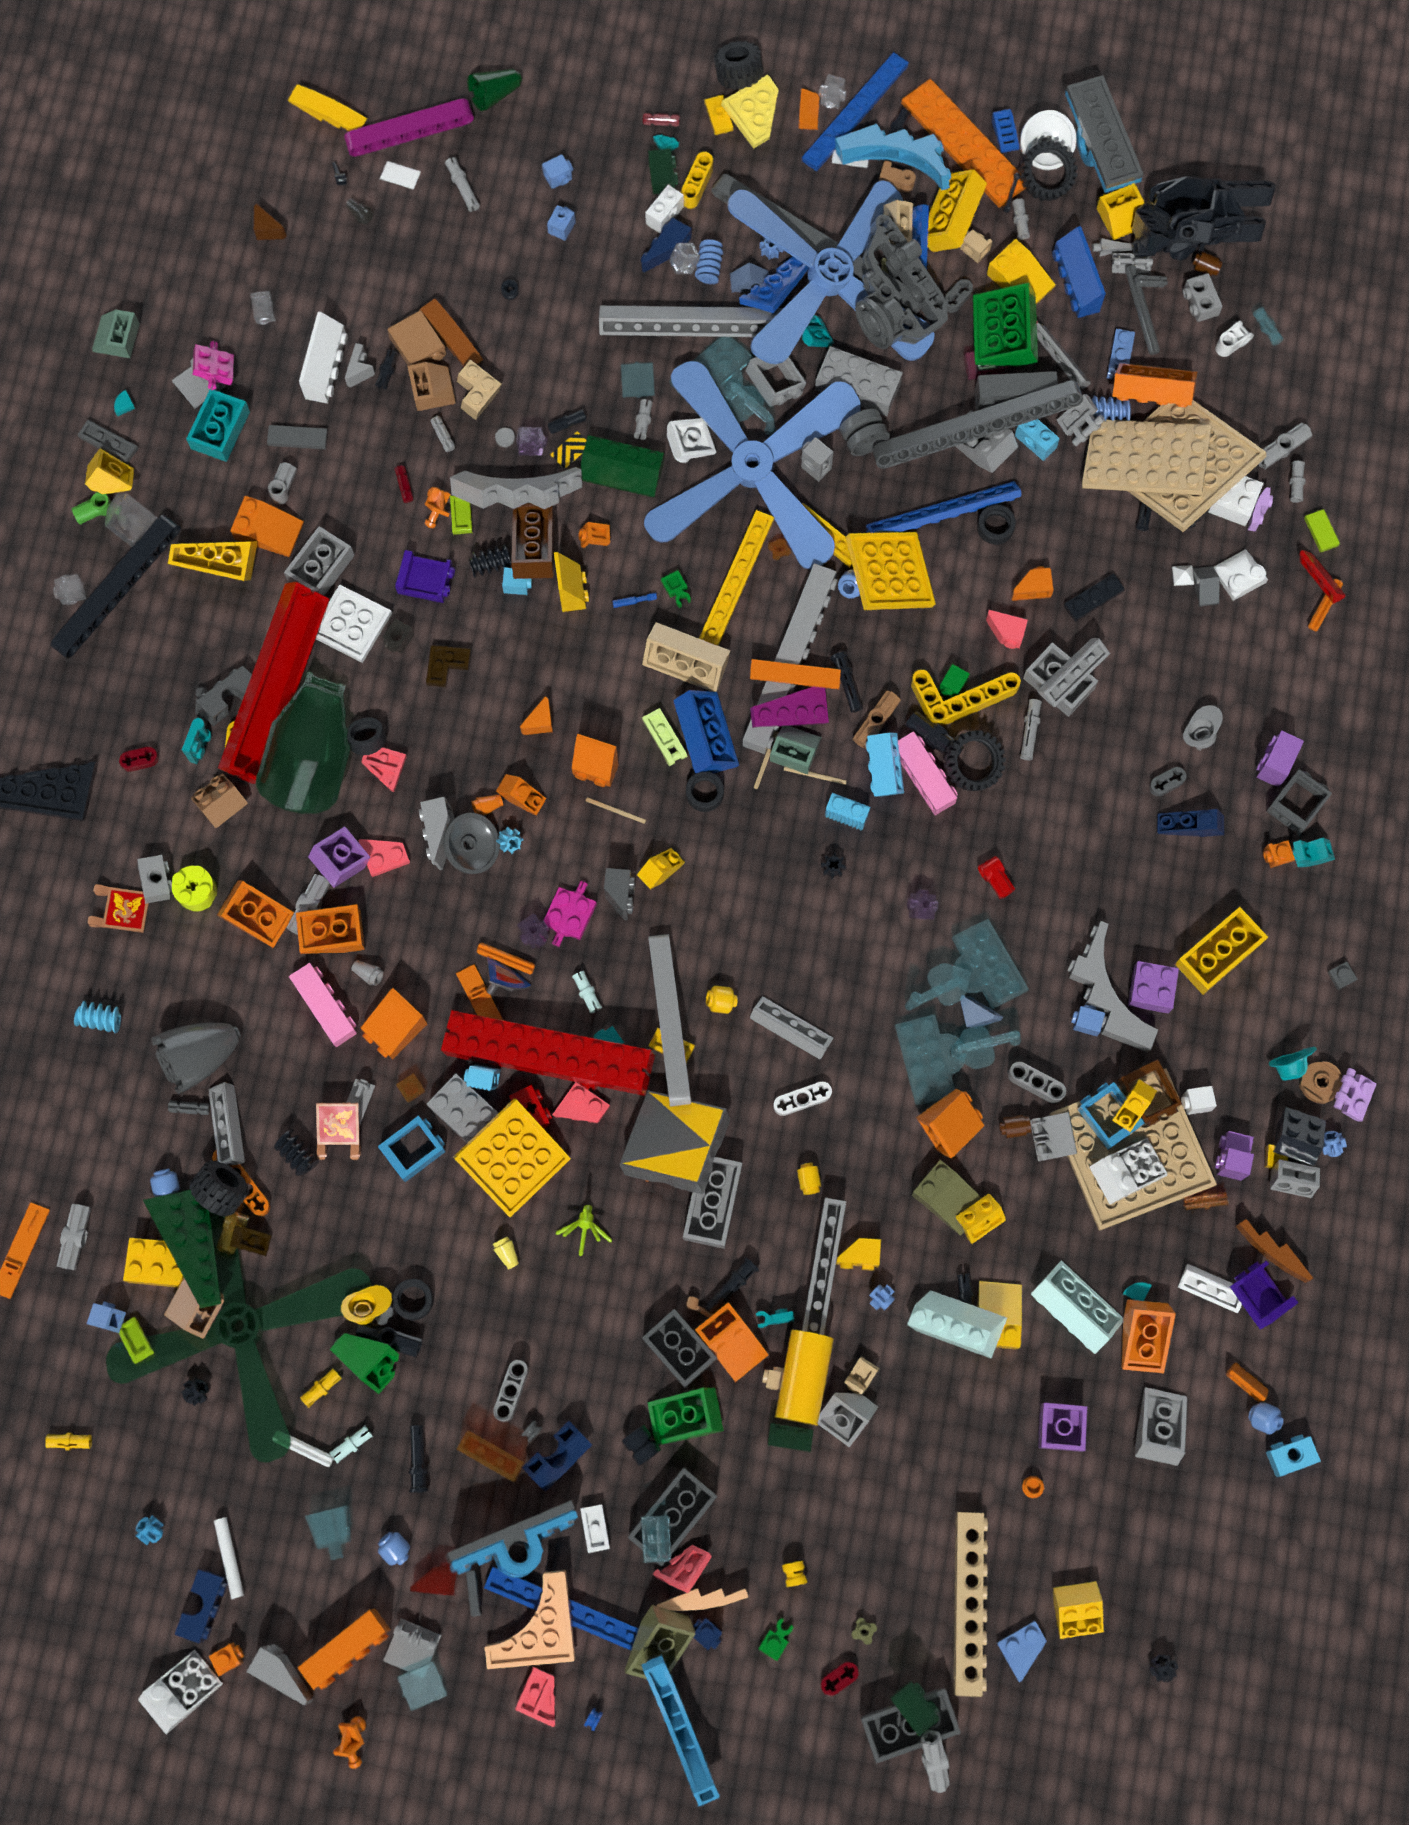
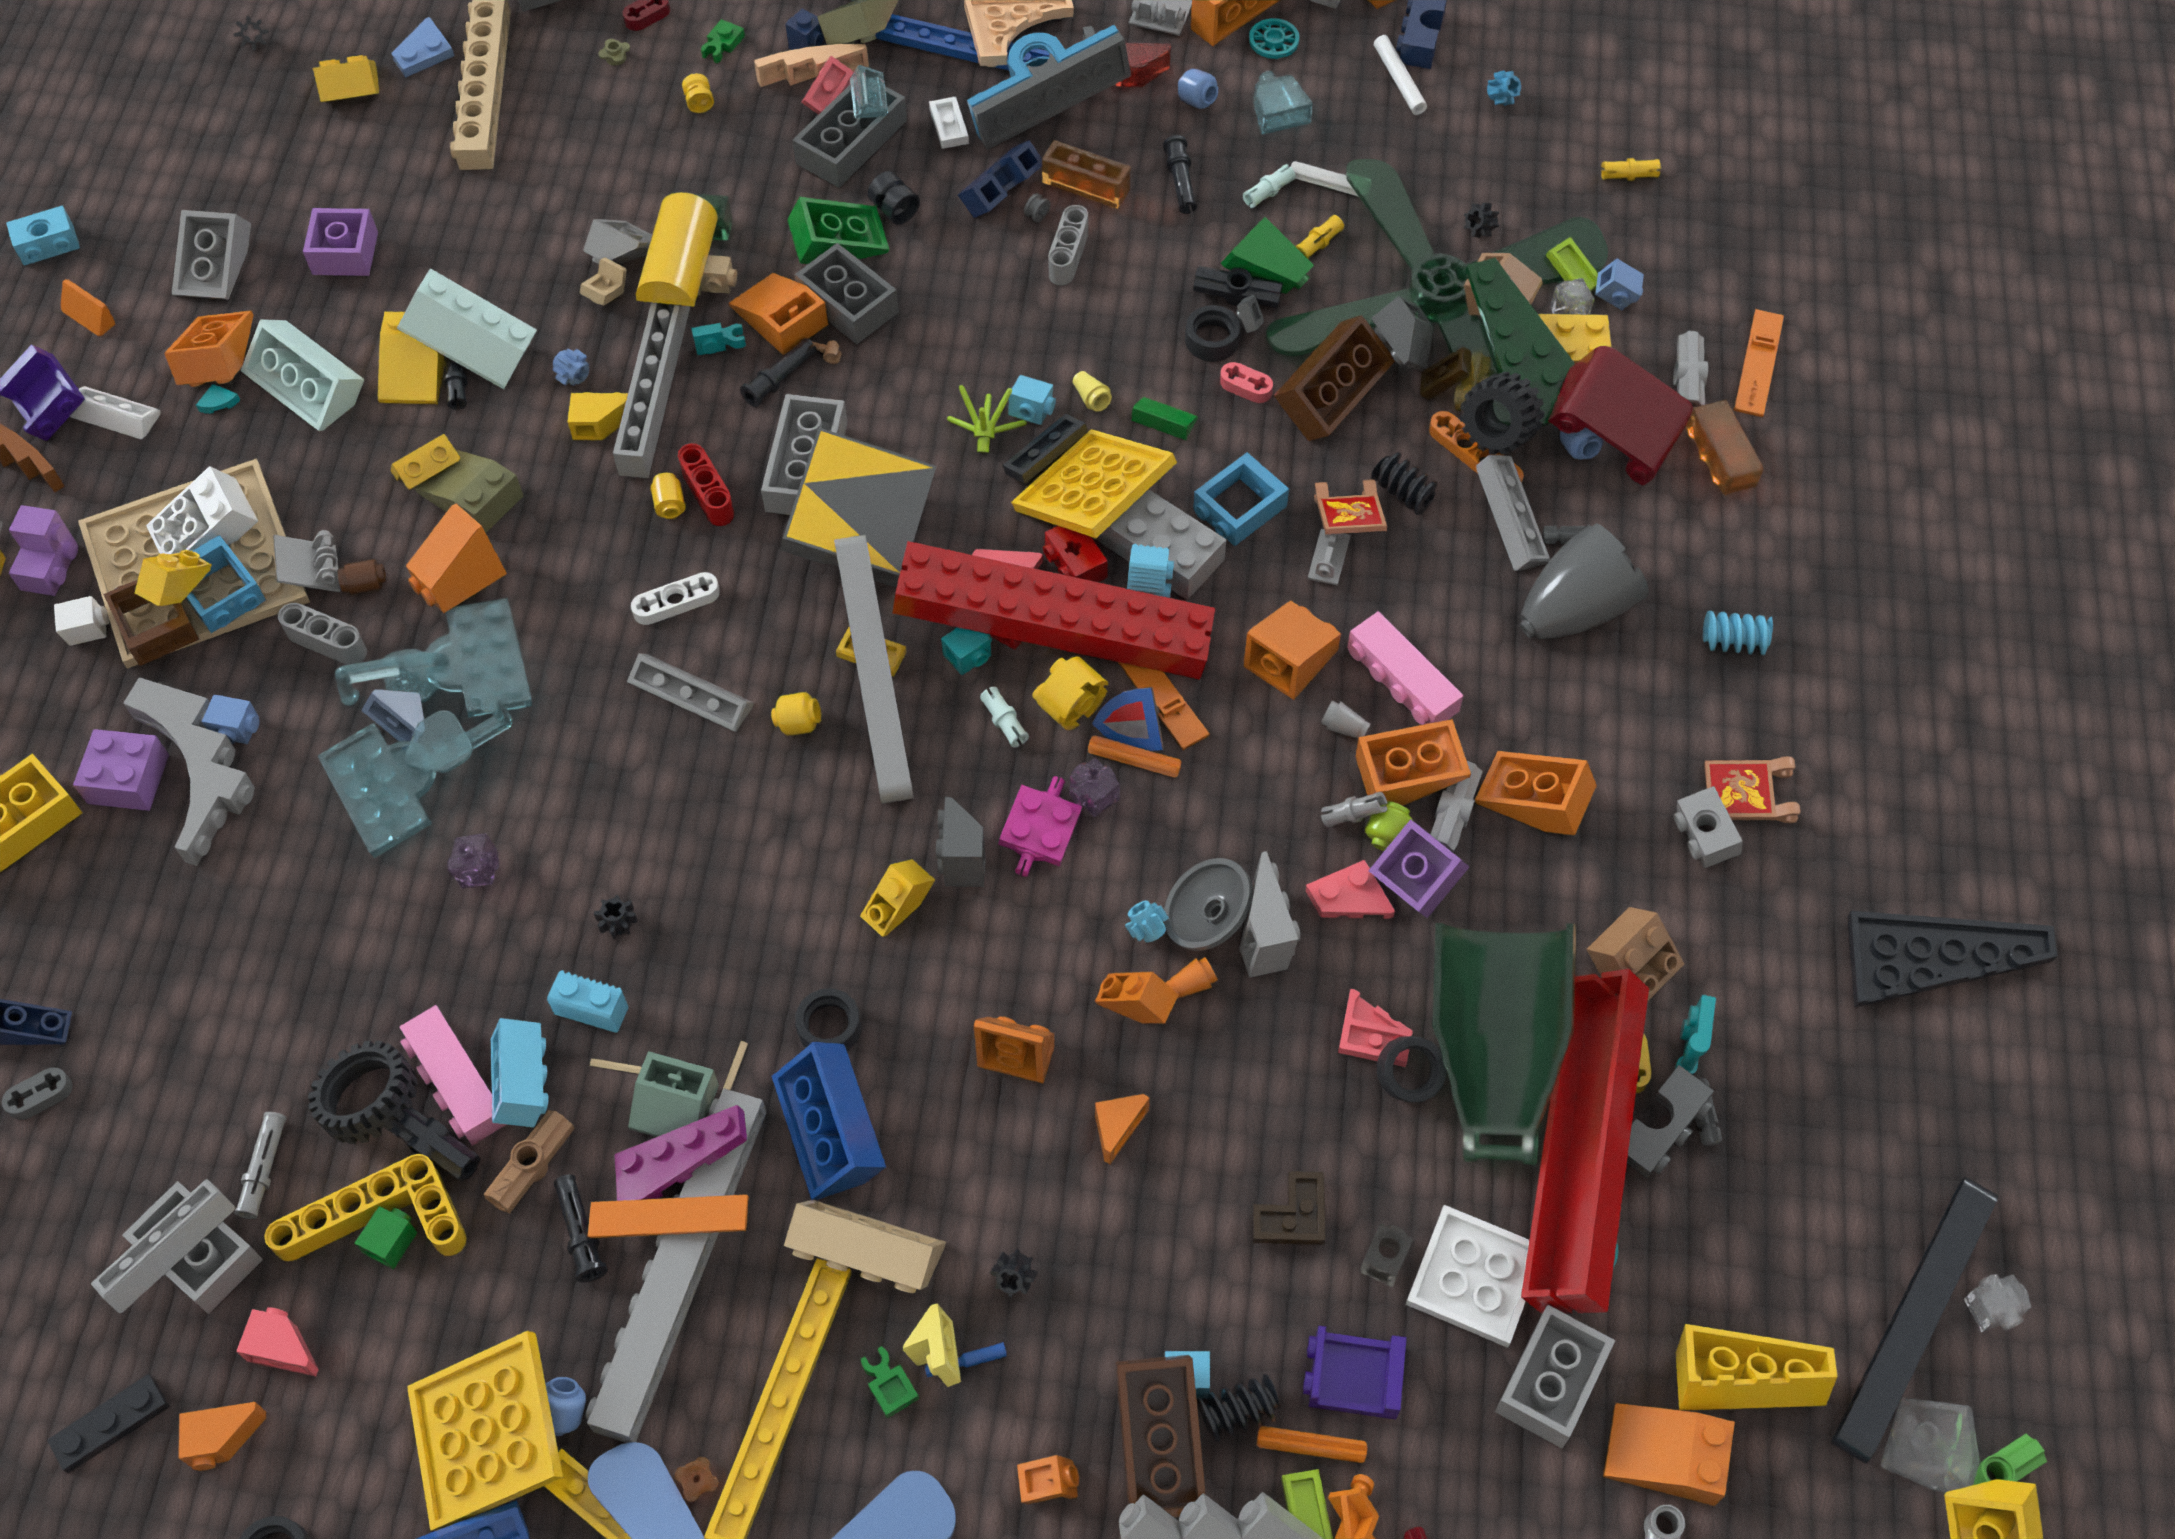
camera: 175 degrees right, 15 degrees down
(67, 1169) = (1724, 447): none -> clear orange brick
(137, 755) = (1788, 1025): dark red beam -> none
(139, 1182) = (1623, 408): none -> dark red windscreen
(144, 1305) = (1572, 298): none -> clear brick
(205, 888) = (1641, 817): neon yellow brick -> none
(274, 1273) = (1406, 331): none -> dark grey slope
(324, 1609) = (1274, 38): none -> teal wheel
(330, 1238) = (1334, 378): none -> reddish brown brick
(352, 893) = (1386, 826): none -> lime head
(366, 1304) = (1272, 306): yellow piece -> none
(372, 902) = (1354, 809): none -> light grey pin
(397, 1251) = (1246, 382): none -> coral beam
(410, 1088) = (1254, 574): clear orange plate -> none
(452, 544) = (1312, 1444): none -> orange axle
(456, 1228) = (1163, 418): none -> green slope
(541, 996) = (1071, 692): none -> yellow brick
(543, 1202) = (1045, 448): none -> black plate
(550, 1242) = (1031, 400): none -> medium azure brick
(570, 583) = (1083, 1360): yellow slope -> none
(605, 638) = (1013, 1273): none -> black gear
(615, 810) = (977, 991): tan piece -> none
(647, 606) = (935, 1344): none -> light yellow slope
(664, 736) = (901, 1111): yellowish green plate -> none
(782, 1197) = (706, 484): none -> red beam
(994, 873) = (351, 922): red piece -> none
(1032, 1487) = (389, 191): orange plate -> none
(1205, 1201) = (95, 504): clear orange pin -> none
(1265, 1418) = (68, 265): medium blue head -> none

